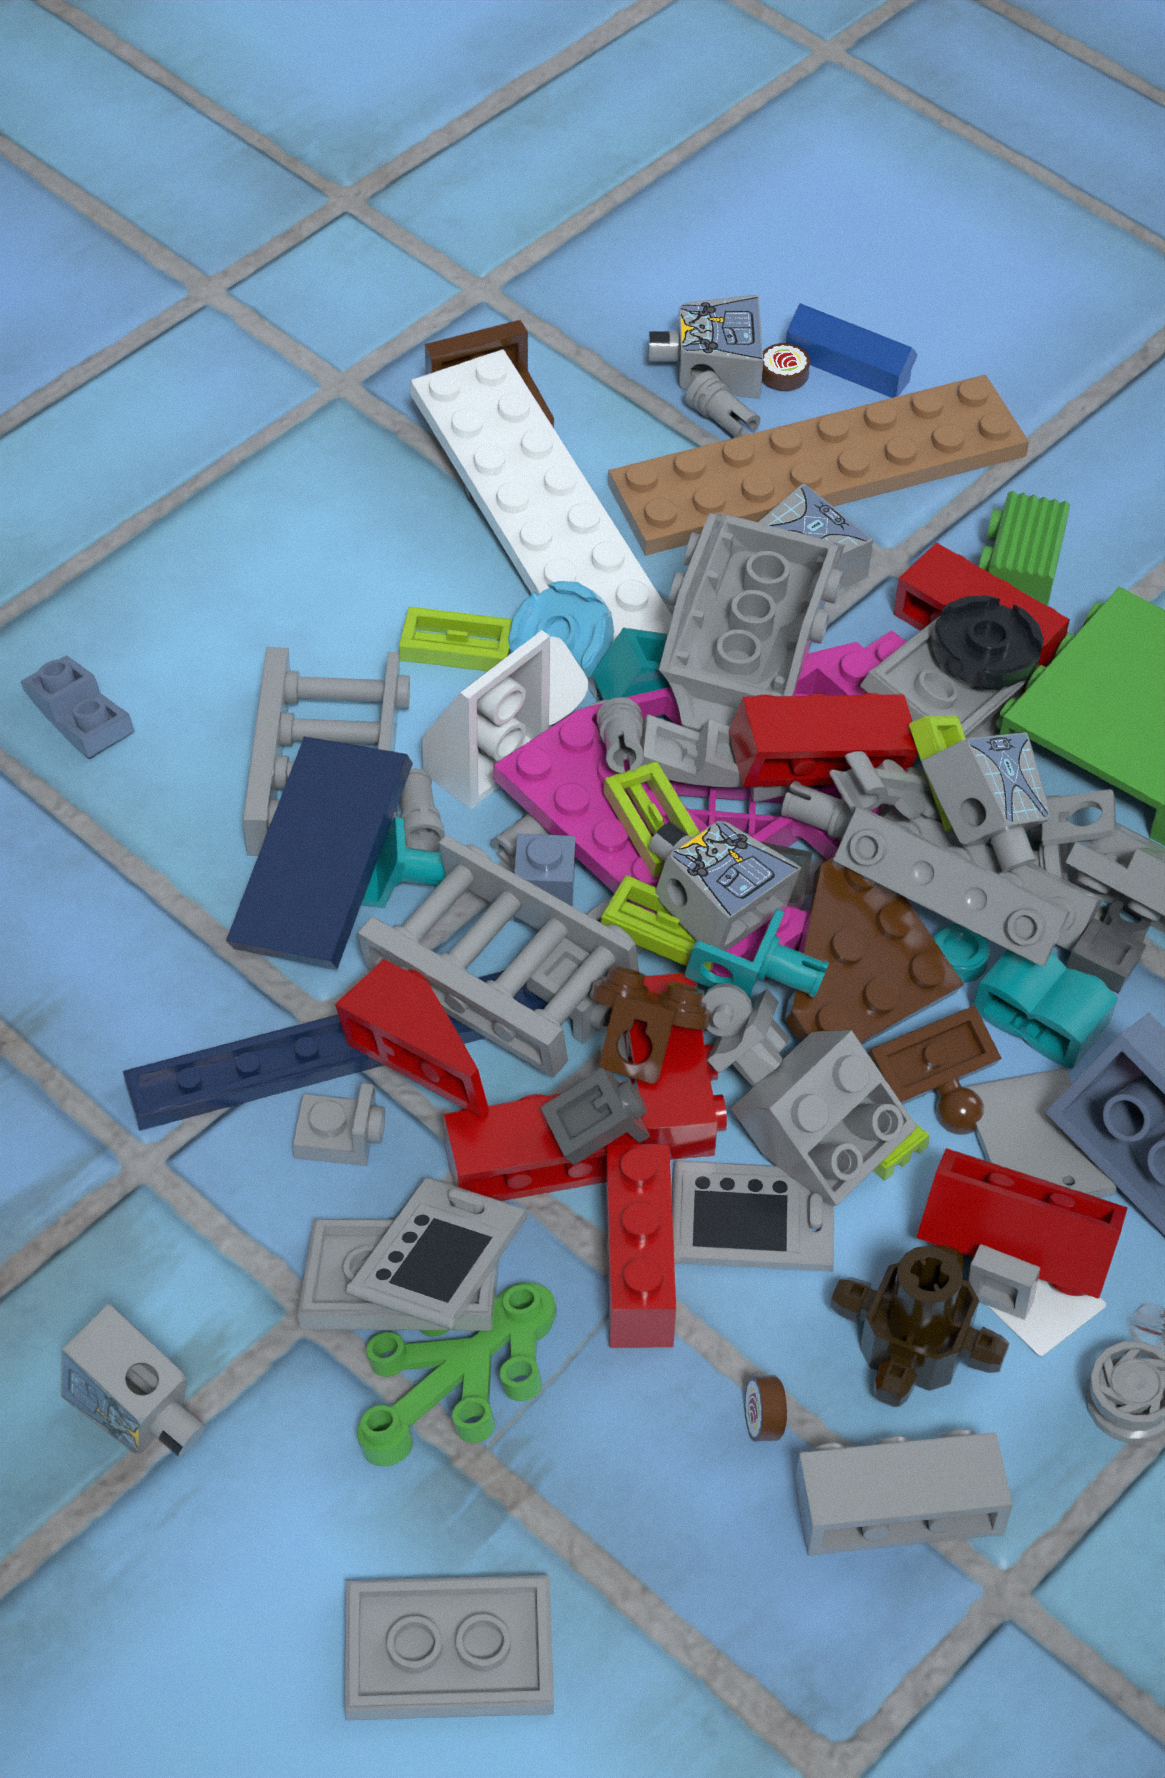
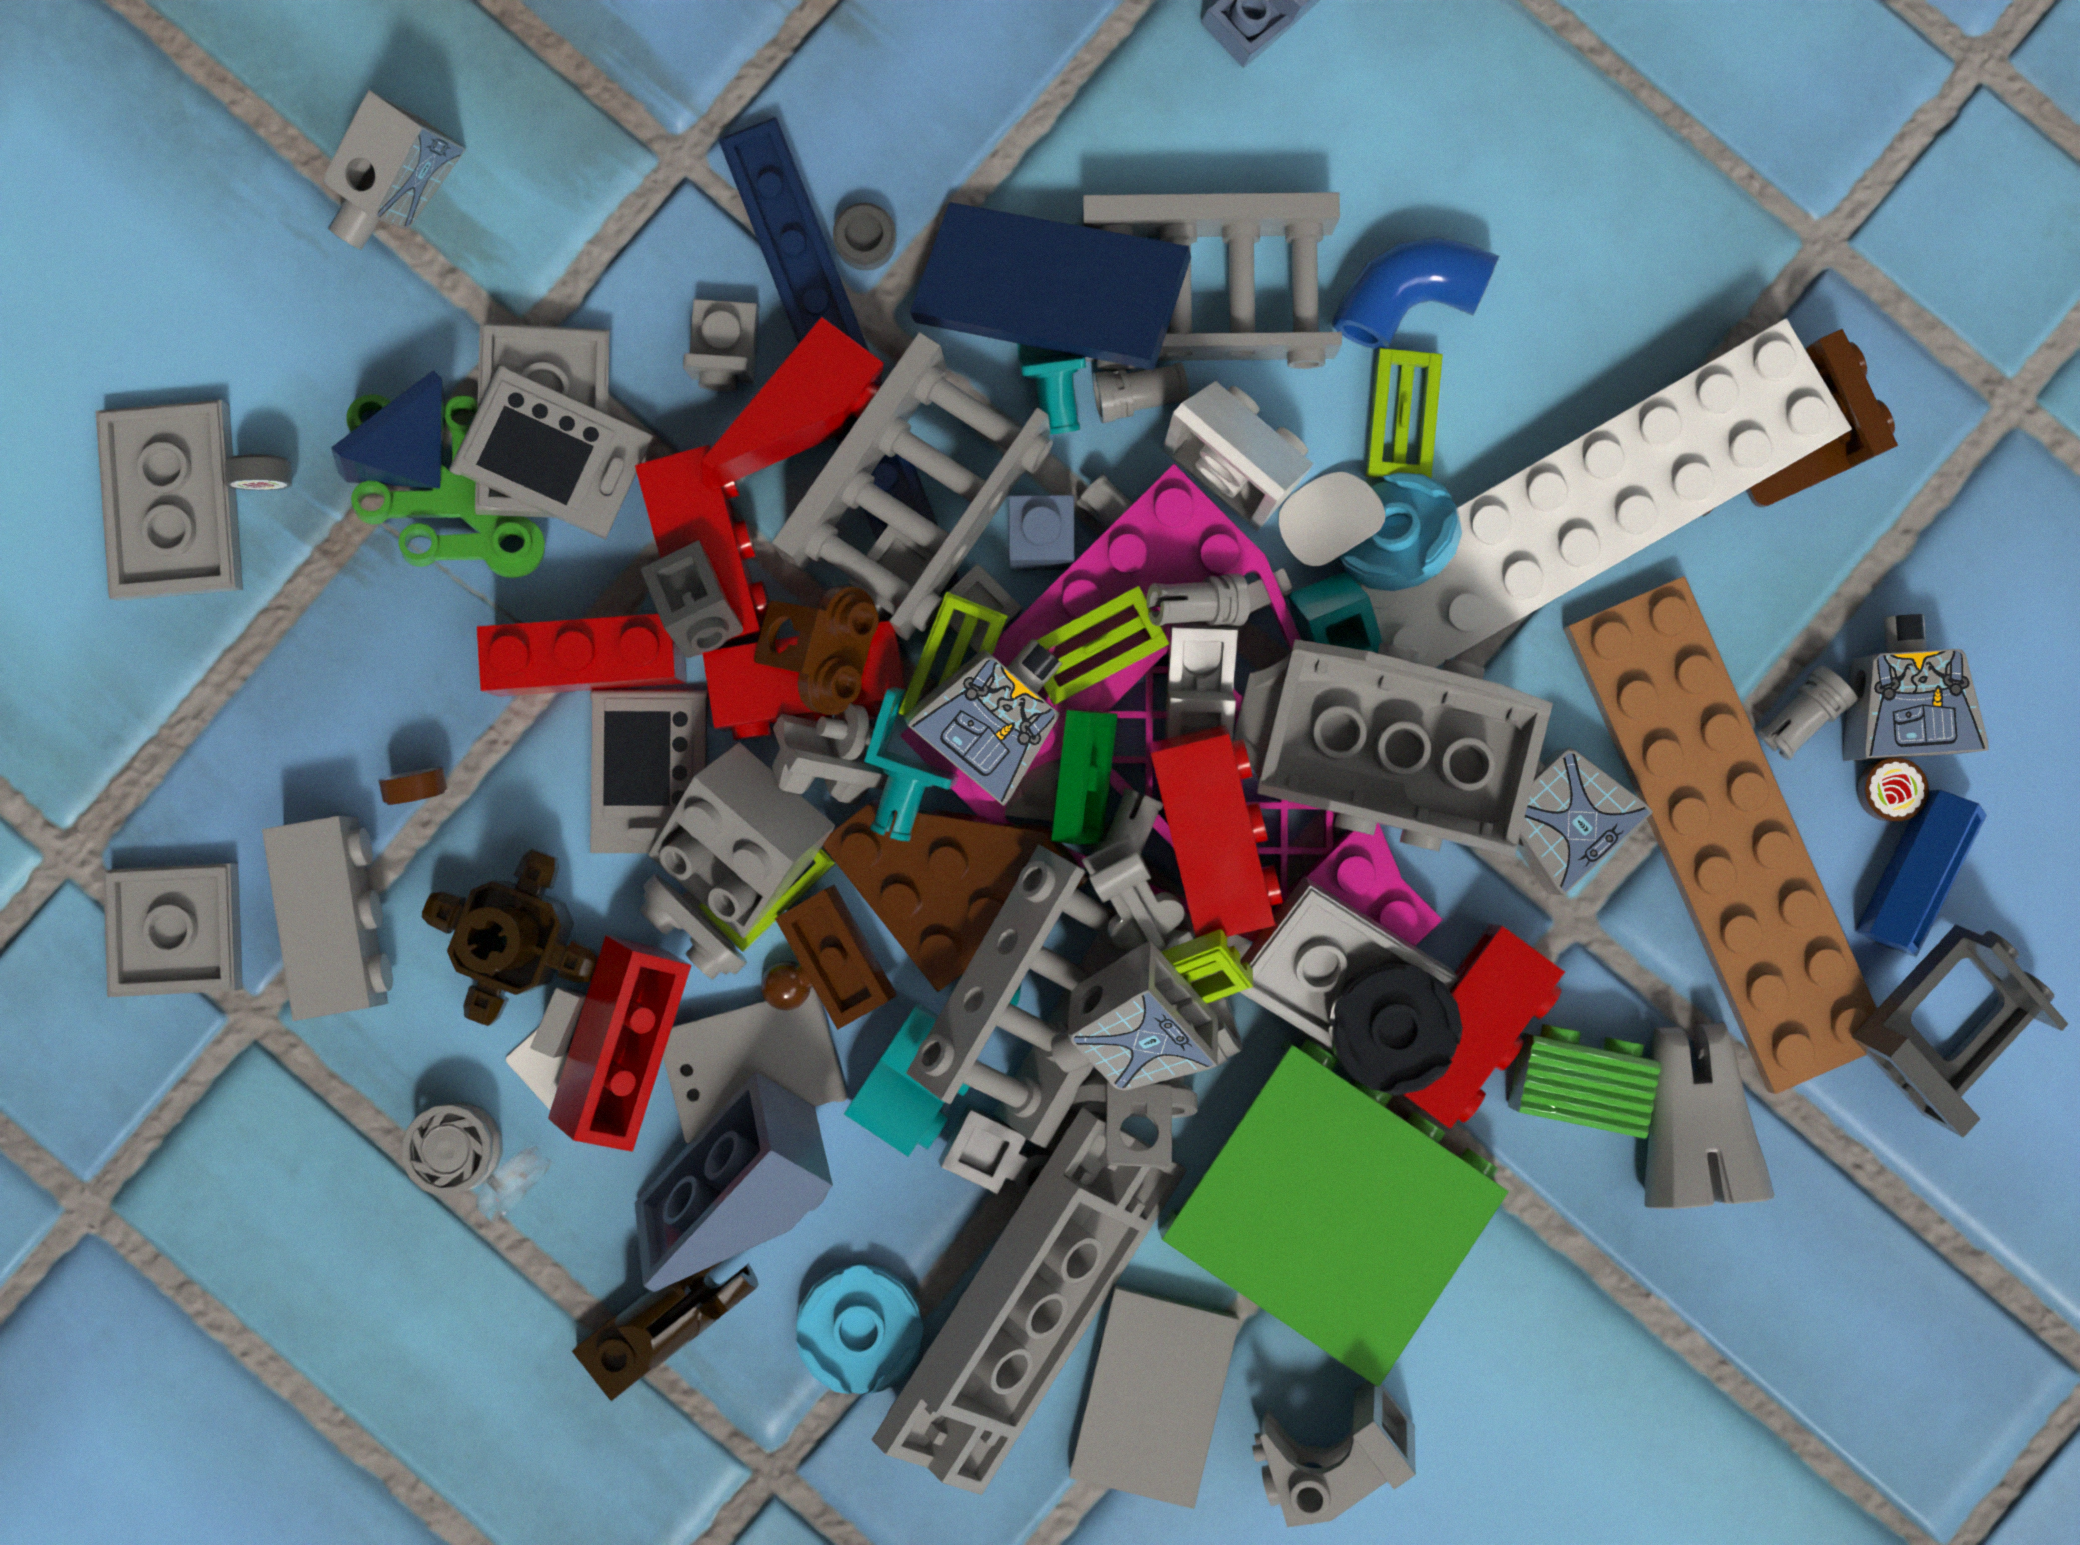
camera: 90 degrees right, 35 degrees up
(246, 1011) = (864, 236): none -> dark grey tile
(339, 617) = (1411, 275): none -> blue cylinder
(410, 1381) = (400, 441): none -> dark blue slope
(429, 1540) = (258, 472): none -> dark grey tile
(778, 828) = (1084, 777): none -> green tile
(894, 1175) = (670, 909): none -> light grey bracket
(916, 1662) = (172, 930): none -> light grey tile
(1002, 352) = (1912, 1064): none -> dark grey window
(1080, 473) = (1701, 1125): none -> light grey piece

